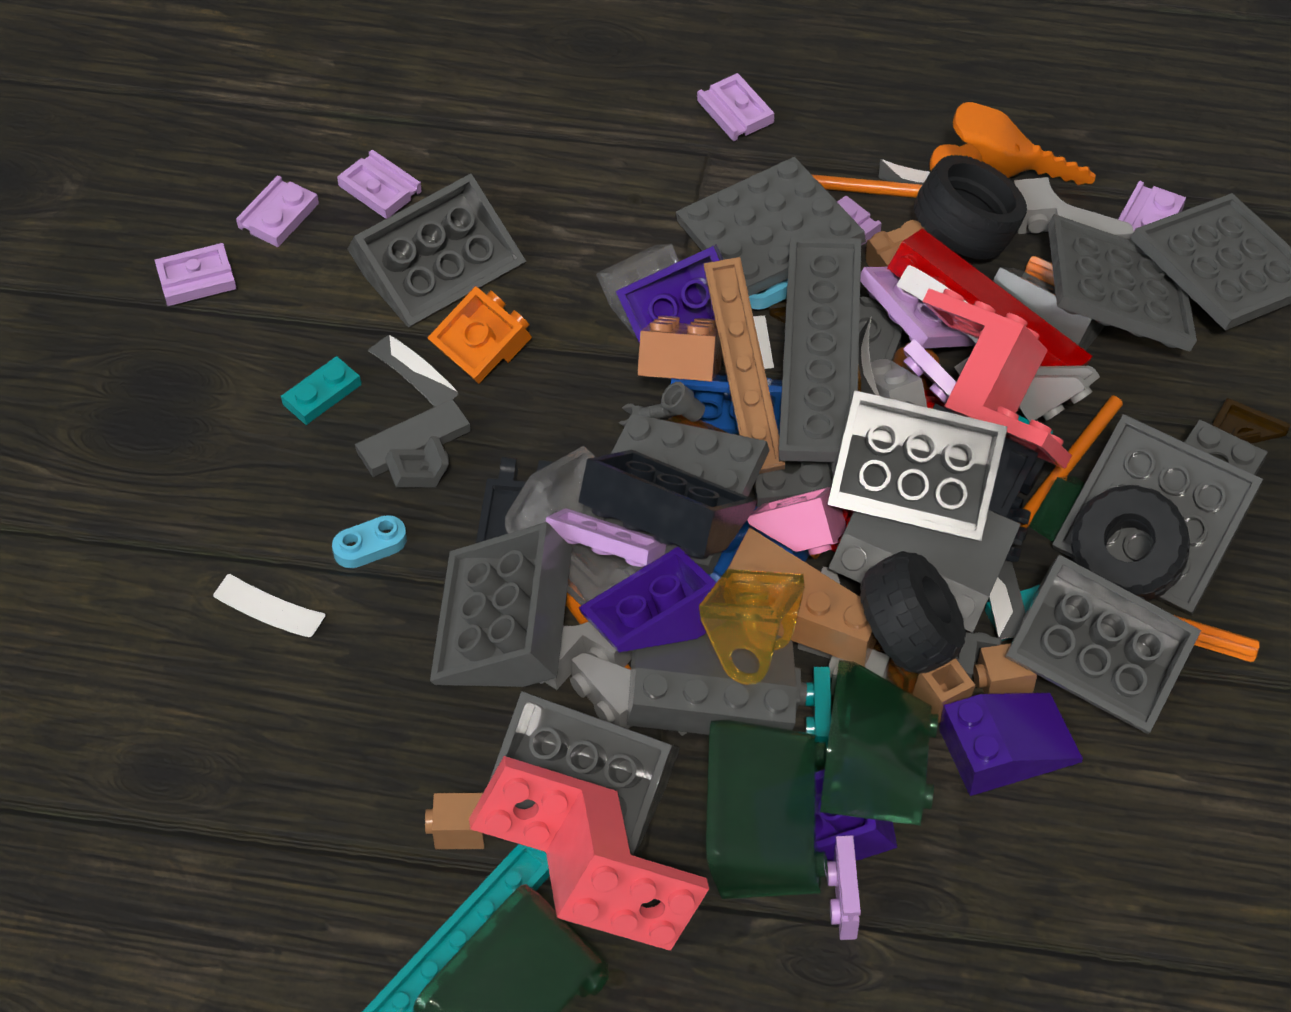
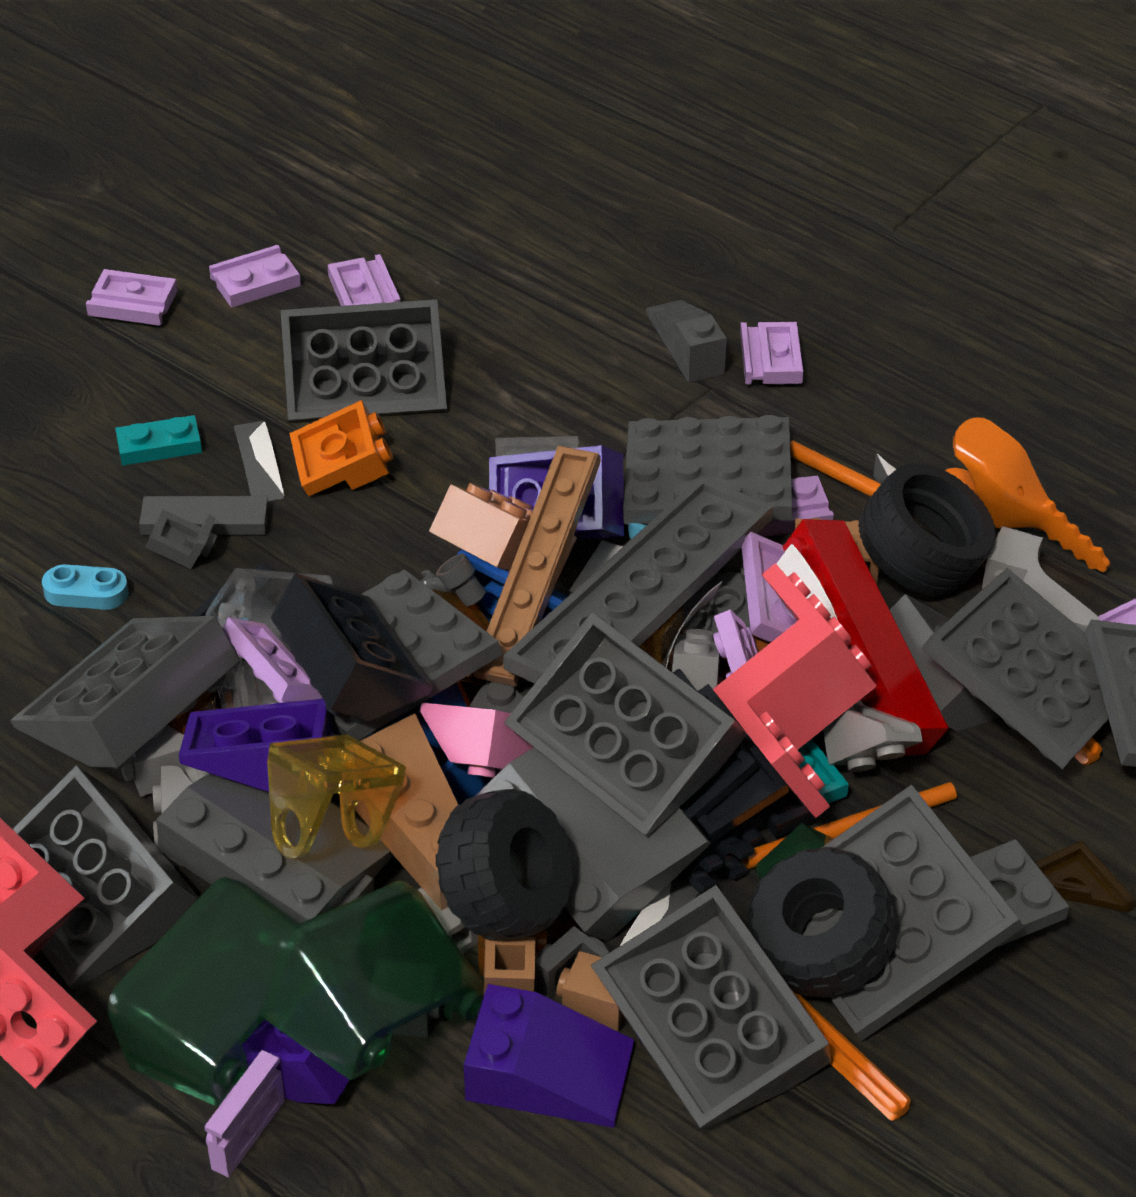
camera: 30 degrees right, 10 degrees down
(666, 118) = (691, 339): none -> dark grey slope

